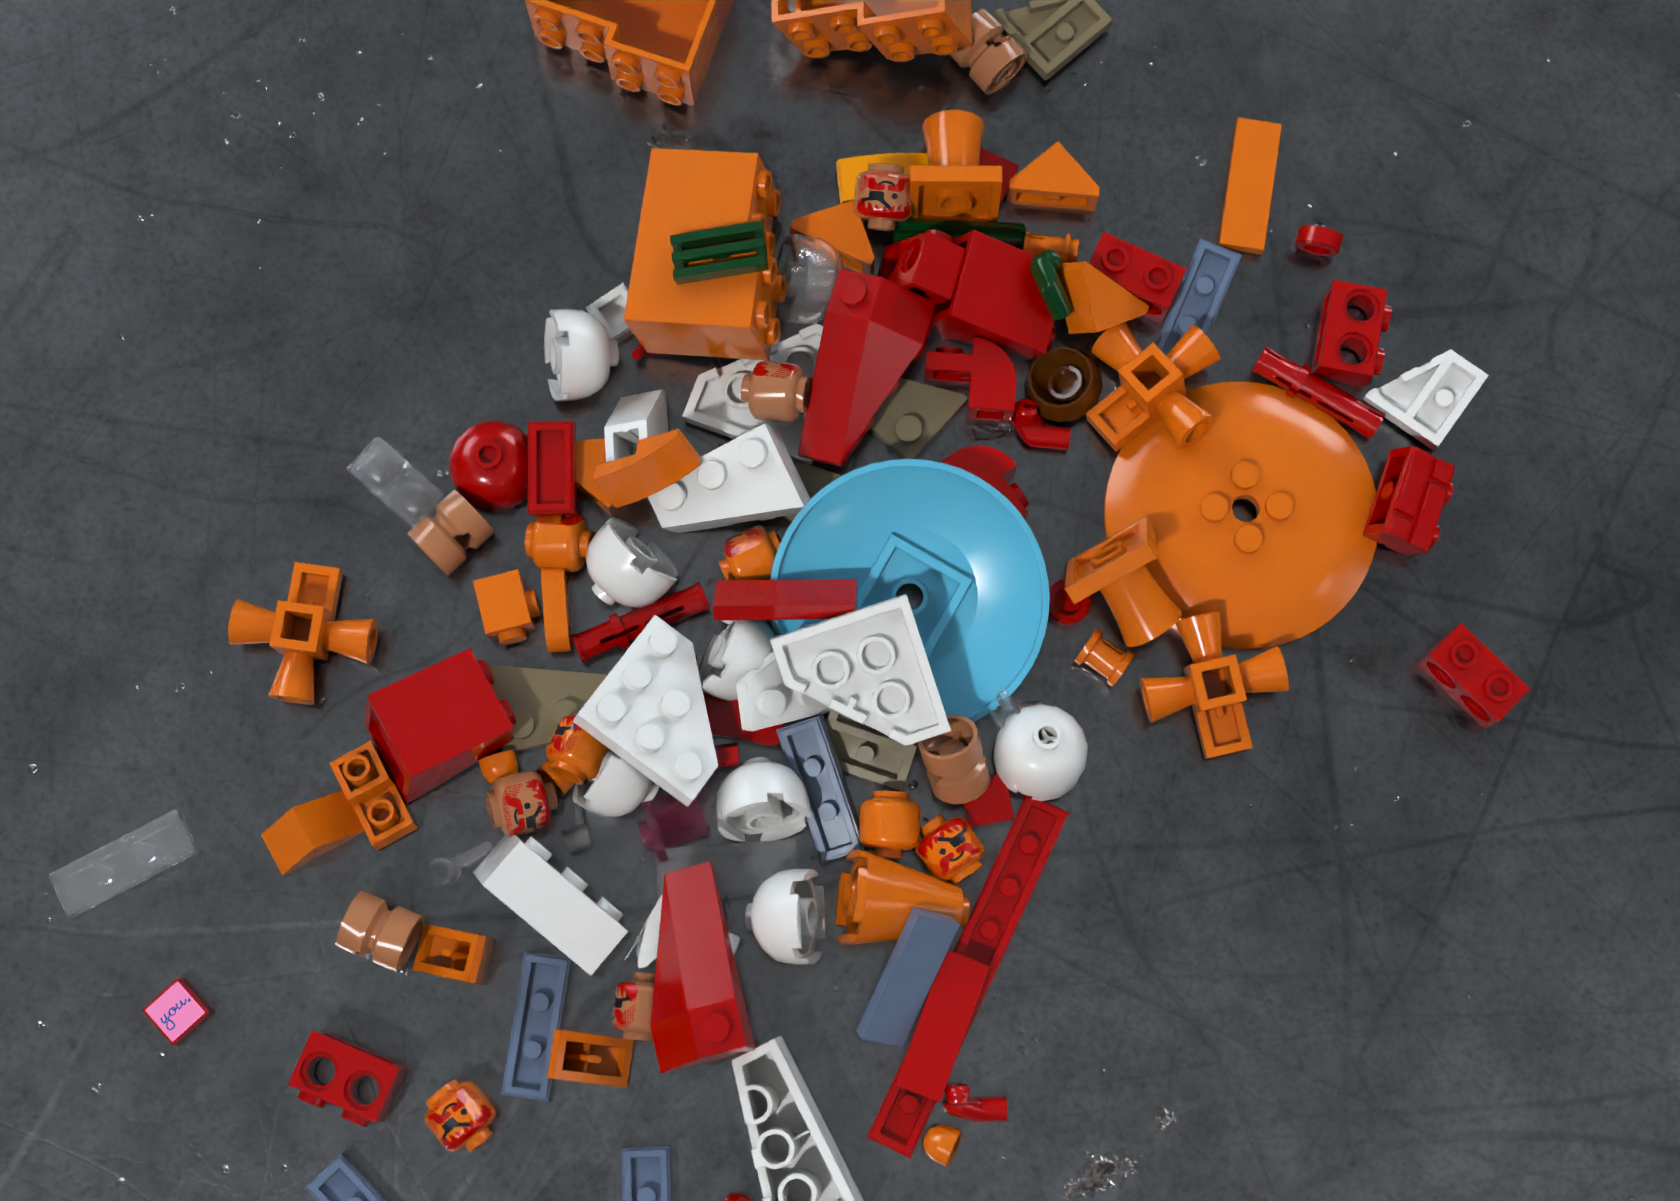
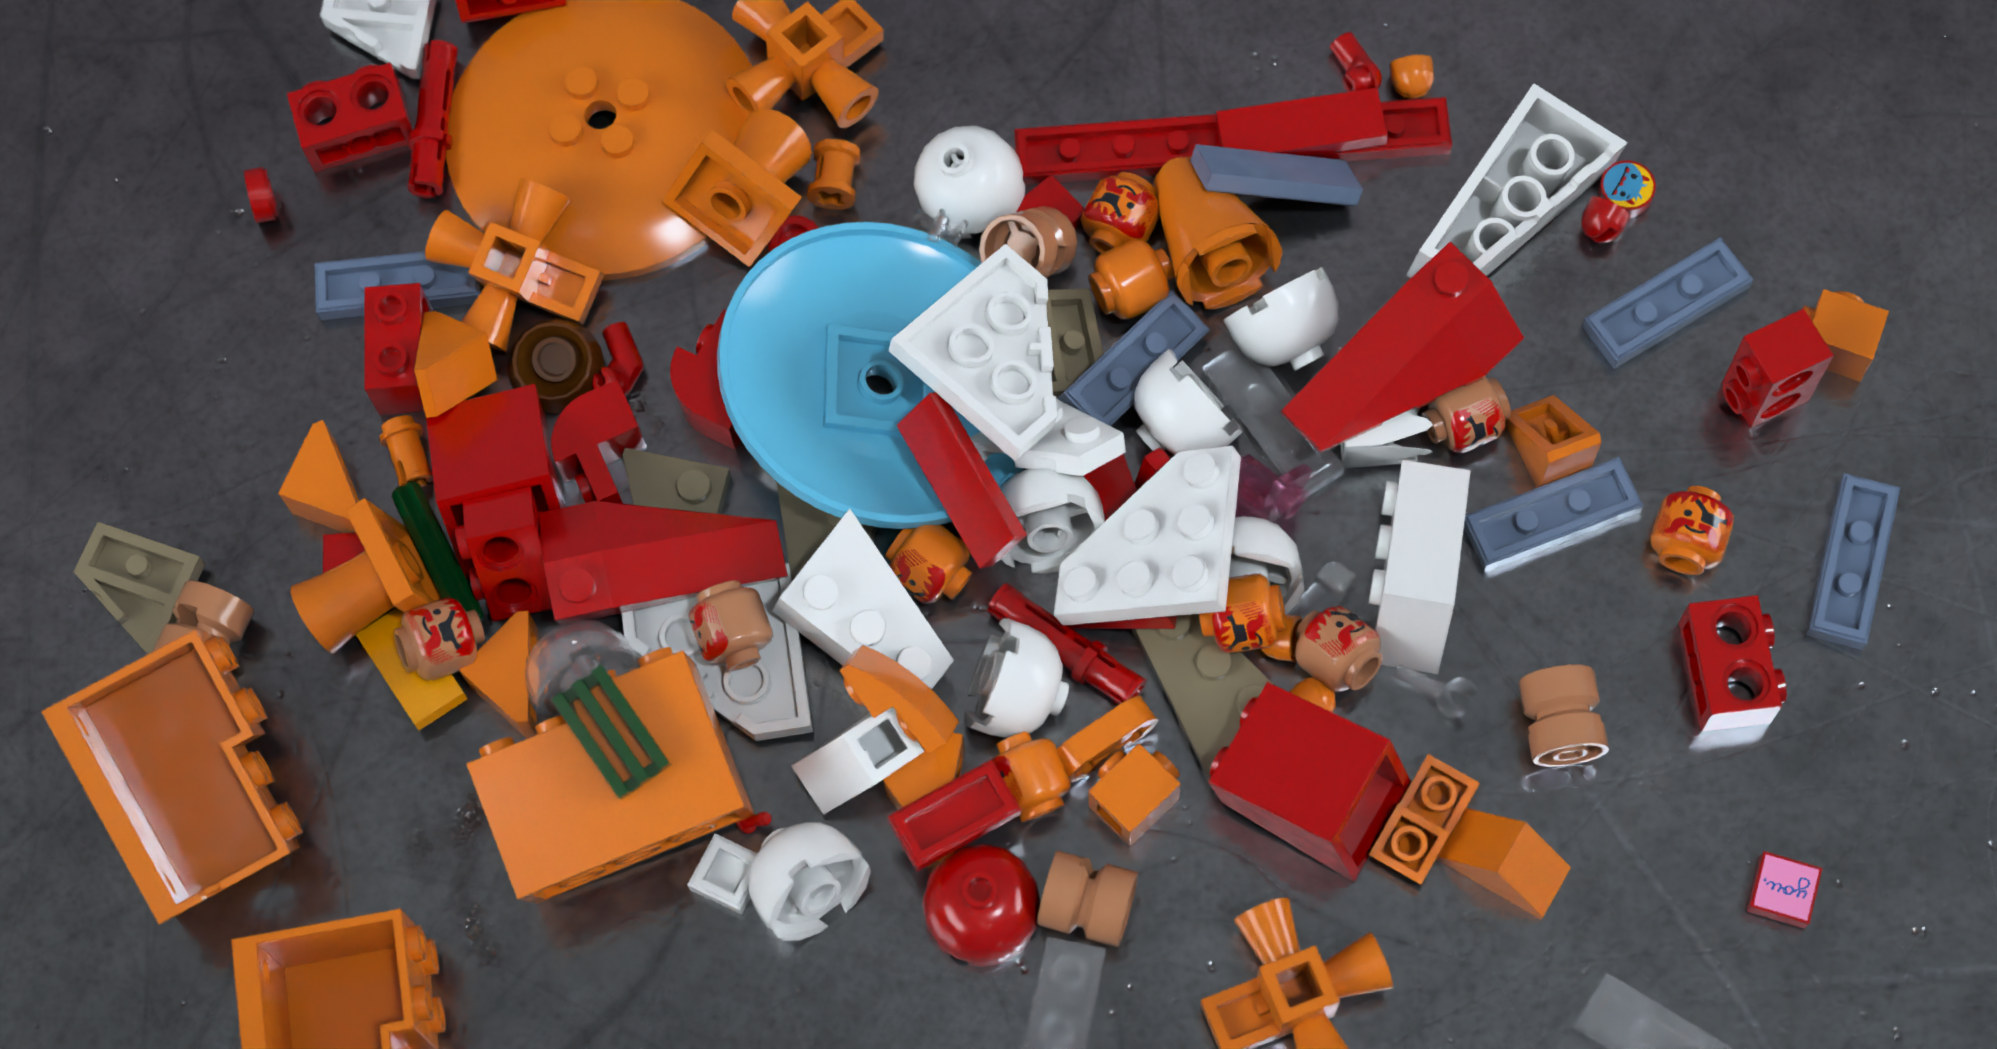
camera: 115 degrees left, 10 degrees down
(454, 954) = (1534, 622): orange slope -> none
(1044, 271) = (454, 406): dark green arm -> none
(1249, 185) = (228, 297): orange tile -> none

